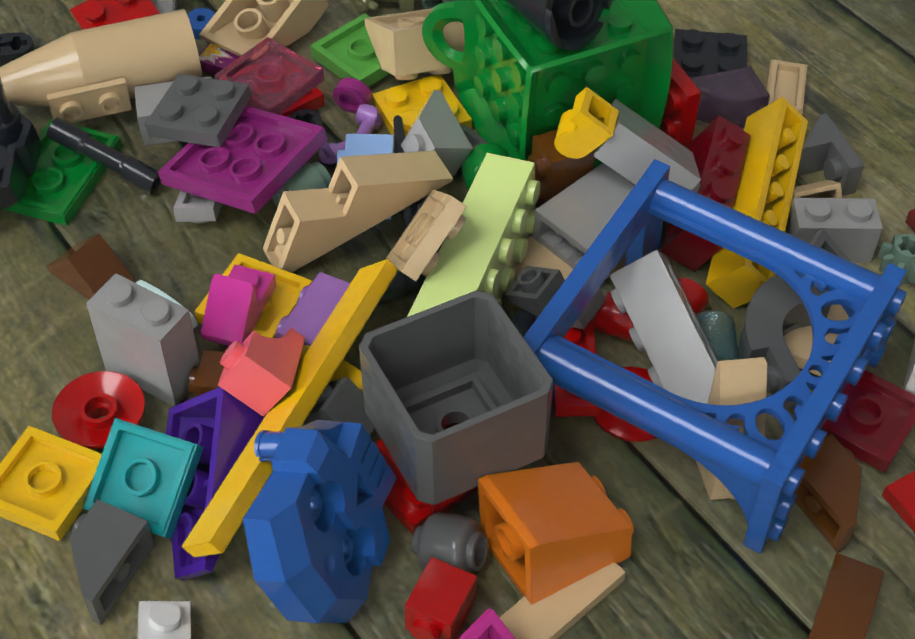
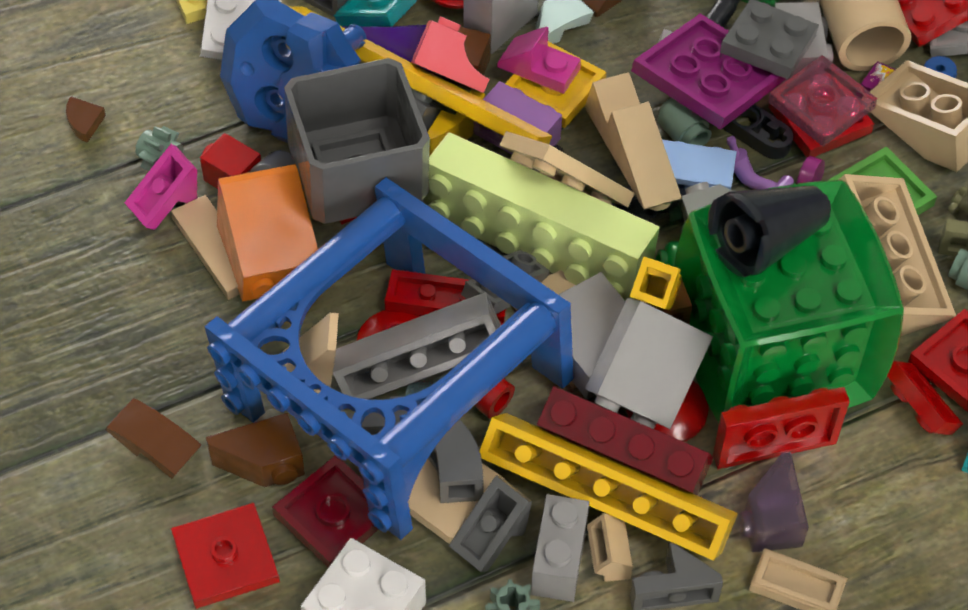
camera: 100 degrees right, 5 degrees up
(709, 52) = (855, 518): black plate -> none

